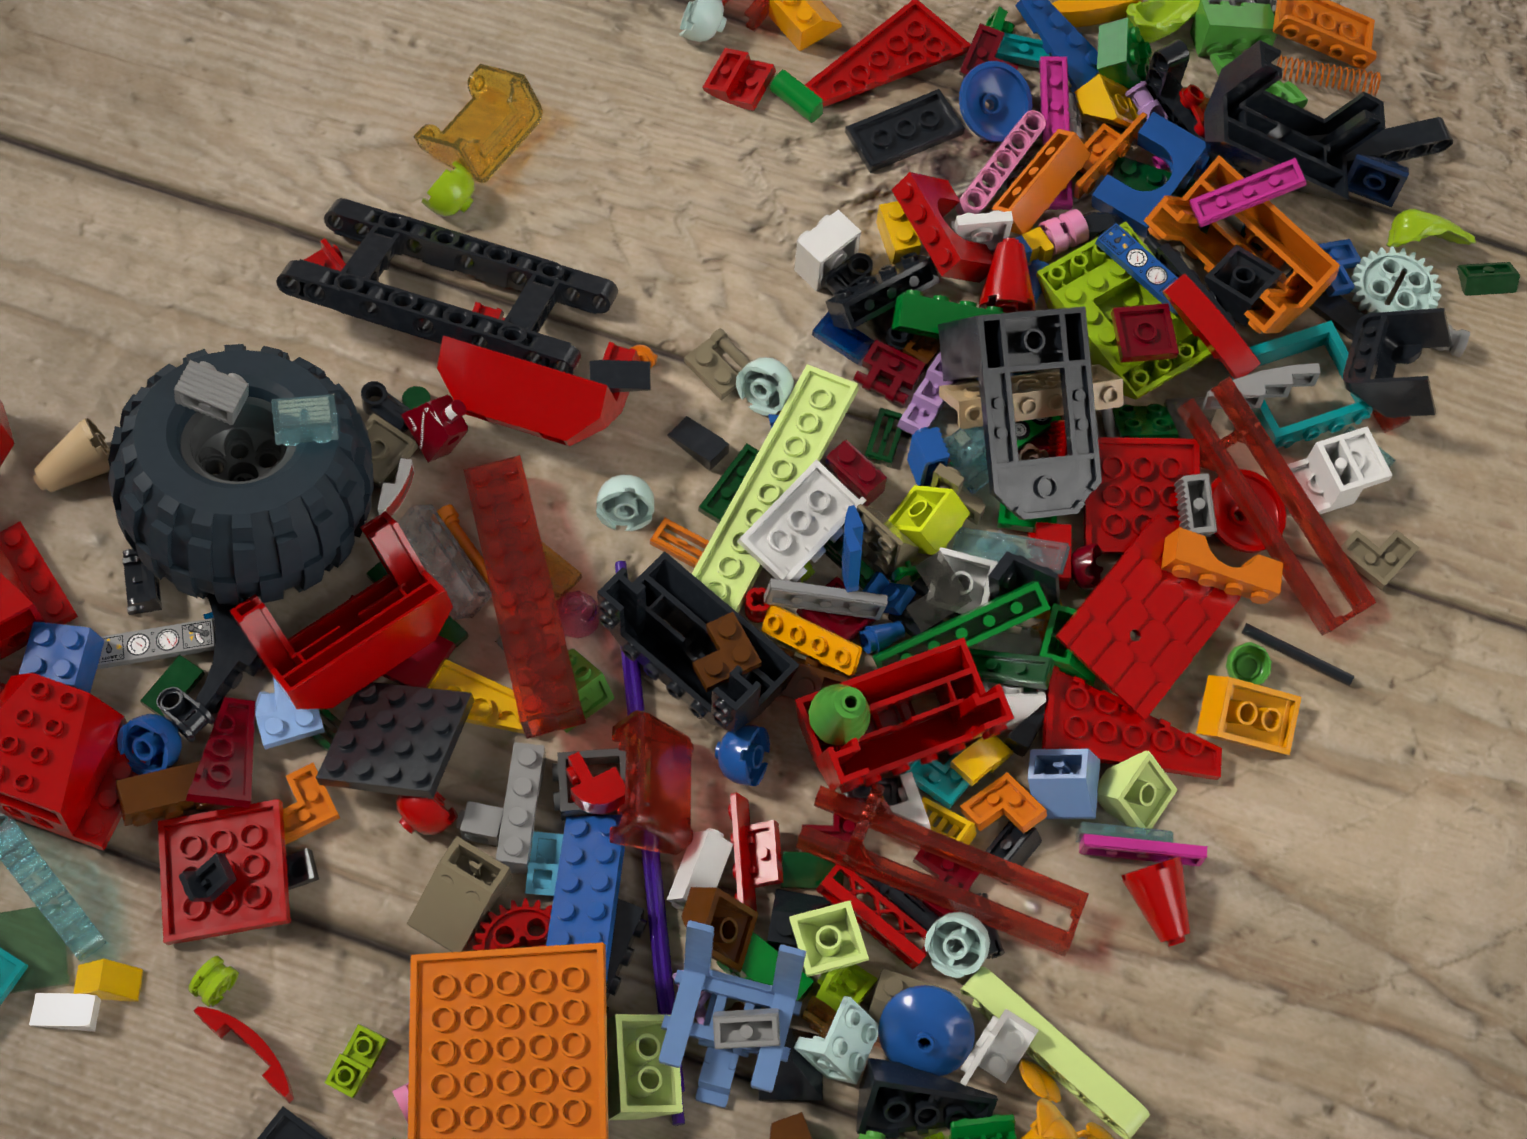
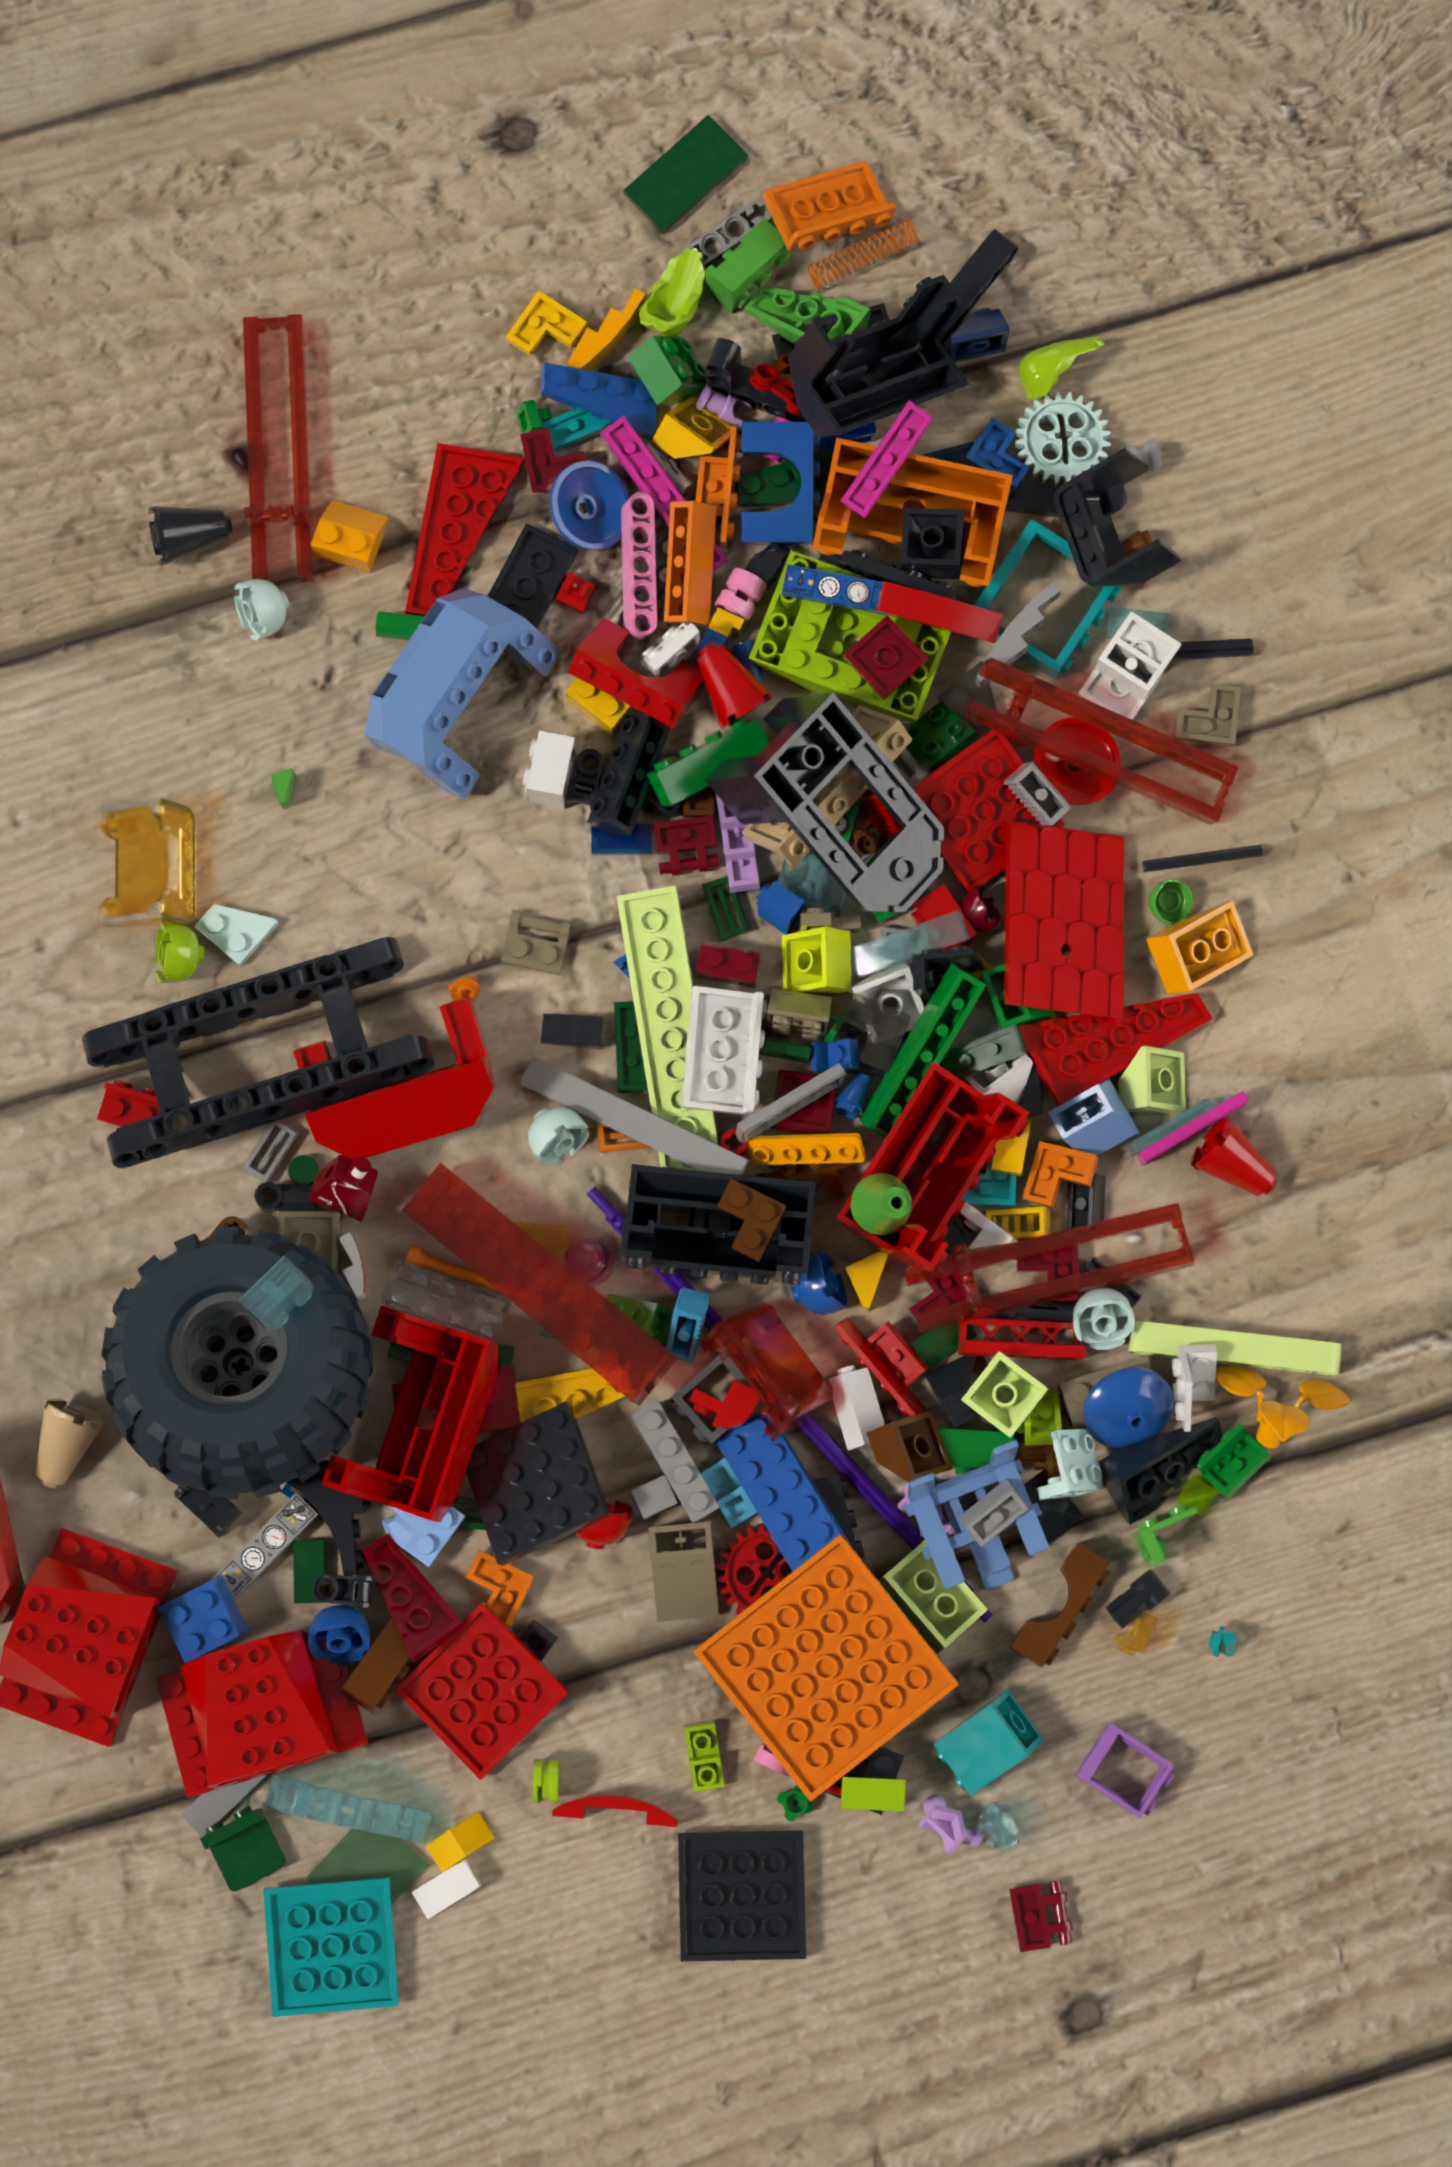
camera: 30 degrees left, 15 degrees up
(209, 880) = (480, 1708): black bracket -> none
(211, 391) = (180, 1327): light grey brick -> none
(407, 375) = (280, 1157): none -> light grey tile
(506, 210) = (235, 931): none -> light aqua wing
(612, 704) = (687, 1323): none -> dark azure brick
(621, 375) = (474, 1032): black slope -> none
(622, 139) = (283, 785): none -> bright green slope
(691, 528) = (631, 1119): none -> light grey tile
(739, 79) = (339, 644): red slope -> none
(765, 385) = (593, 937): light aqua cylinder -> none
(788, 775) = (865, 1277): none -> yellow slope
(791, 126) = (441, 674): none -> medium blue wedge
(852, 549) = (786, 1051): blue slope -> none
(940, 156) = (575, 593): none -> red tile
(1189, 556) = (1063, 844): orange arch -> none
(1410, 506) = (1214, 649): none -> black axle
(1488, 278) = (1134, 366): dark green slope -> none

